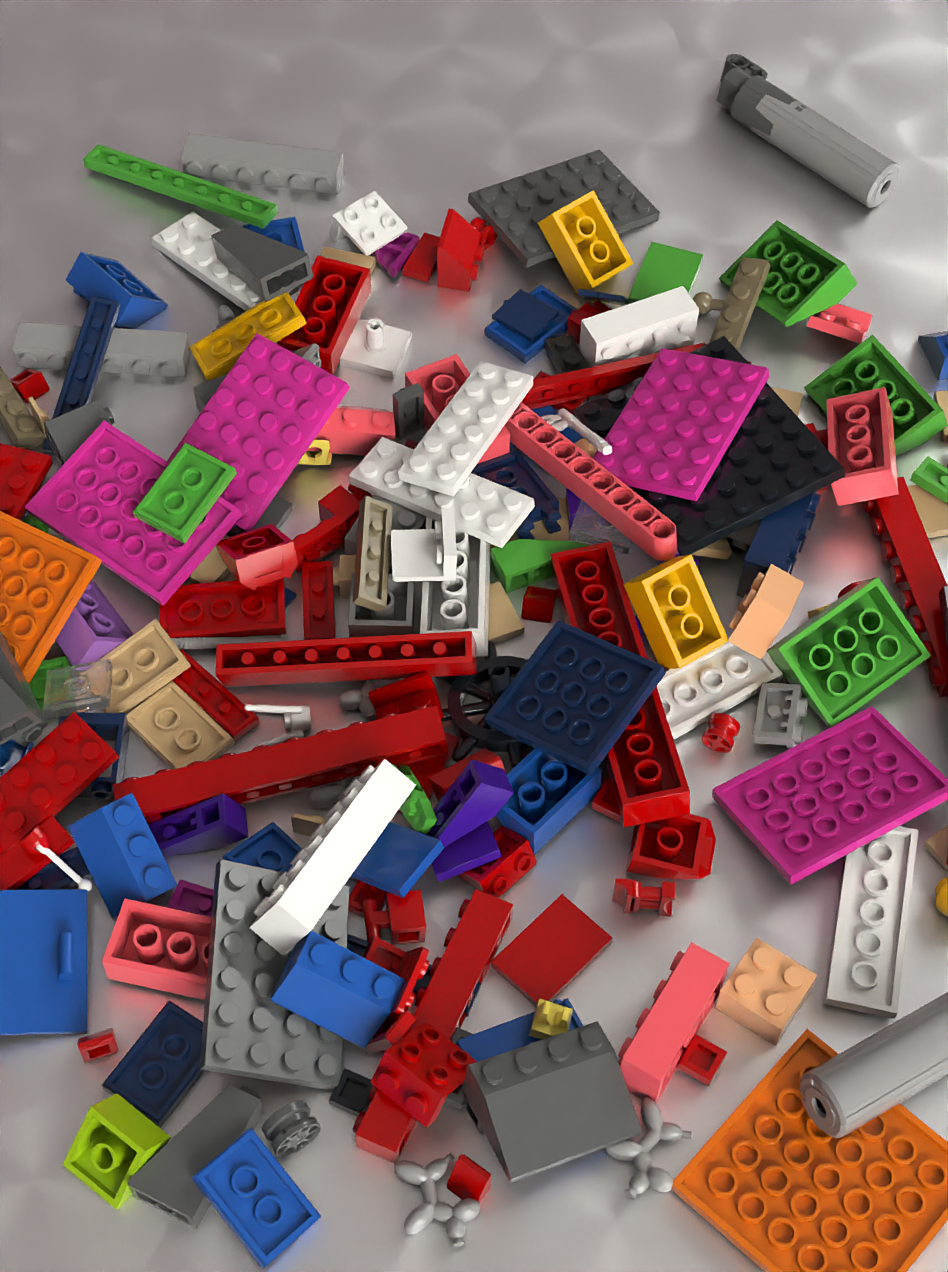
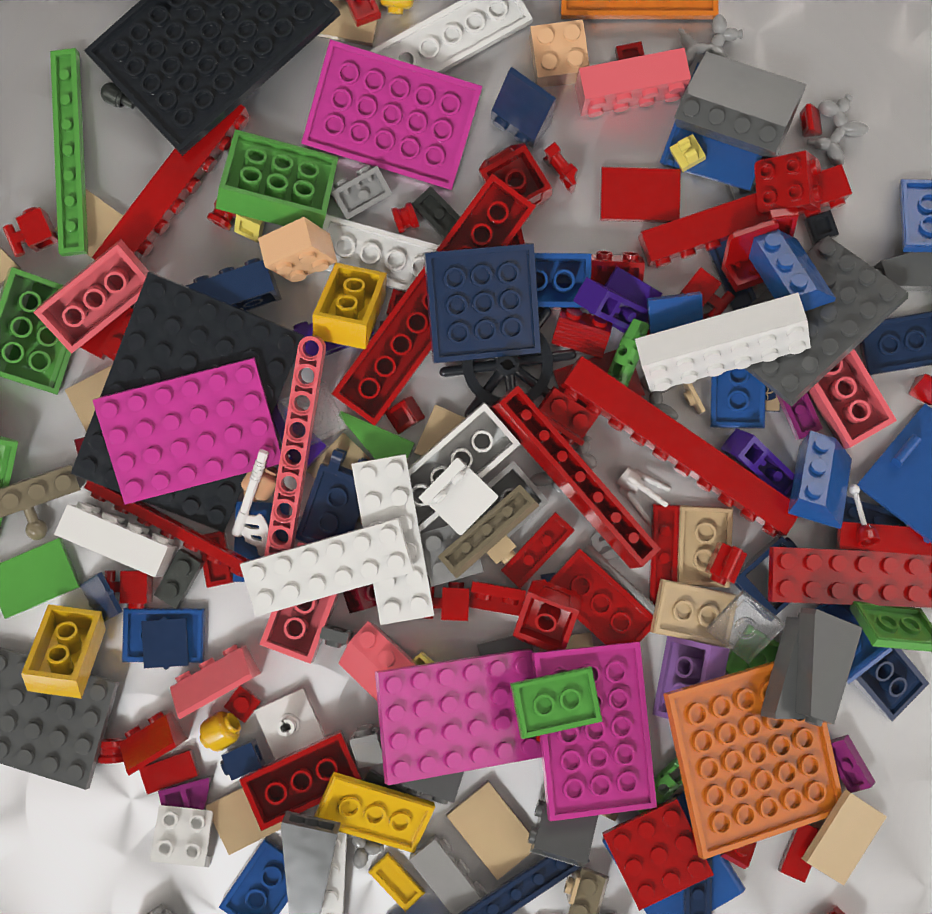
camera: 130 degrees left, 30 degrees up
(145, 718) = (725, 563): none -> red brick
(147, 408) = (491, 830): none -> tan tile
(195, 325) = (396, 881): none -> yellow tile
(291, 1128) = (877, 233): dark grey wheel -> none
(382, 299) = (242, 760): none -> dark blue brick
(420, 300) = (219, 731): none -> yellow head
(424, 332) = (242, 703): none -> red plate
(461, 316) = (213, 680): none -> coral slope
(706, 763) = (436, 211): none -> pearl dark grey plate
(734, 904) = (523, 108): none -> dark blue slope

